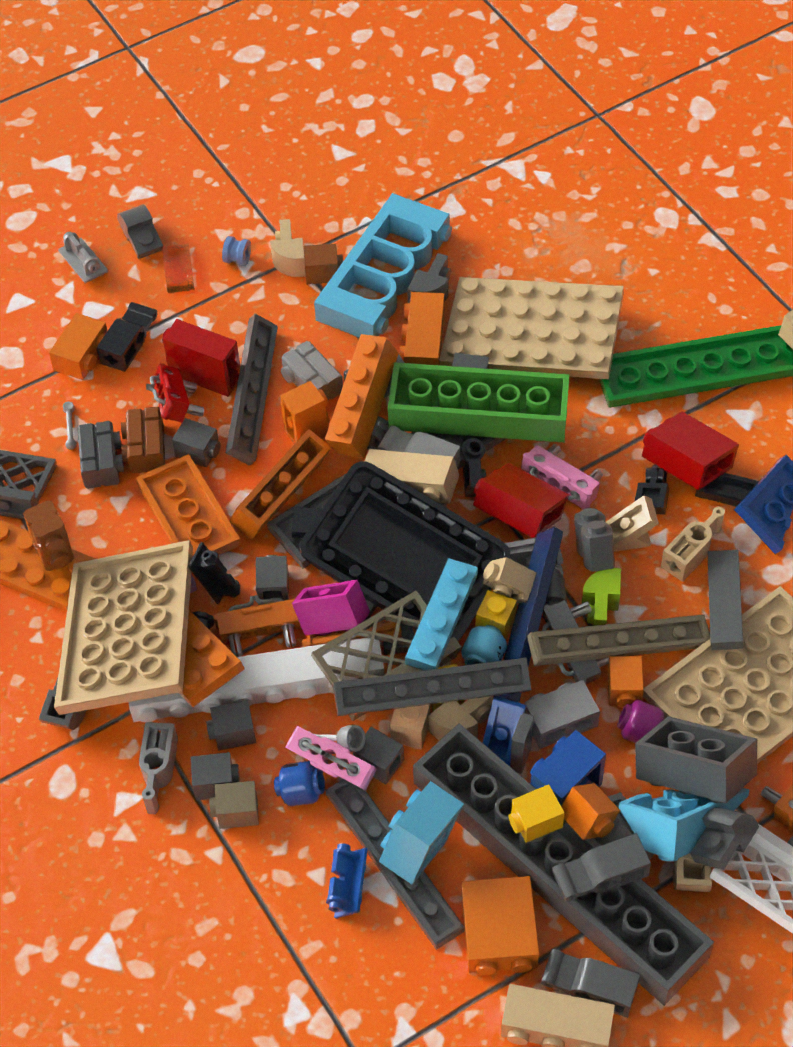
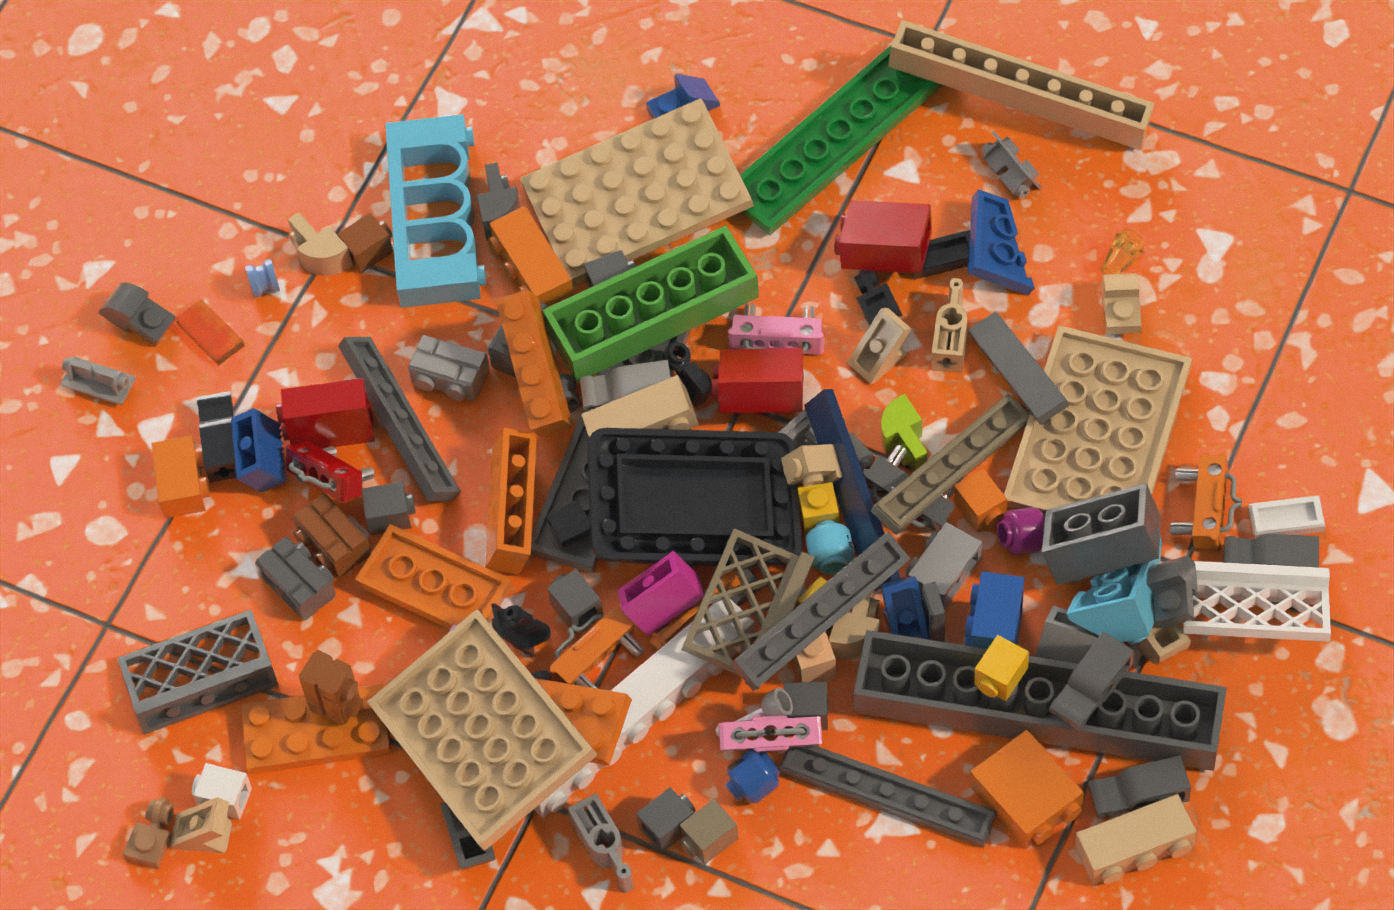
camera: 30 degrees left, 5 degrees up
(68, 408) = (216, 549): light grey hinge -> none
(139, 356) = (258, 450): none -> blue brick
(231, 725) = (646, 762): dark grey brick -> none
(304, 410) = (481, 415): orange brick -> none
(346, 891) = (865, 835): blue hinge -> none
(419, 831) = (904, 749): medium azure brick -> none
(441, 615) = (777, 538): medium azure plate -> none
(589, 811) = (1045, 638): orange brick -> none
(594, 540) = (860, 380): dark grey brick -> none
(621, 277) = (686, 91): none -> blue slope

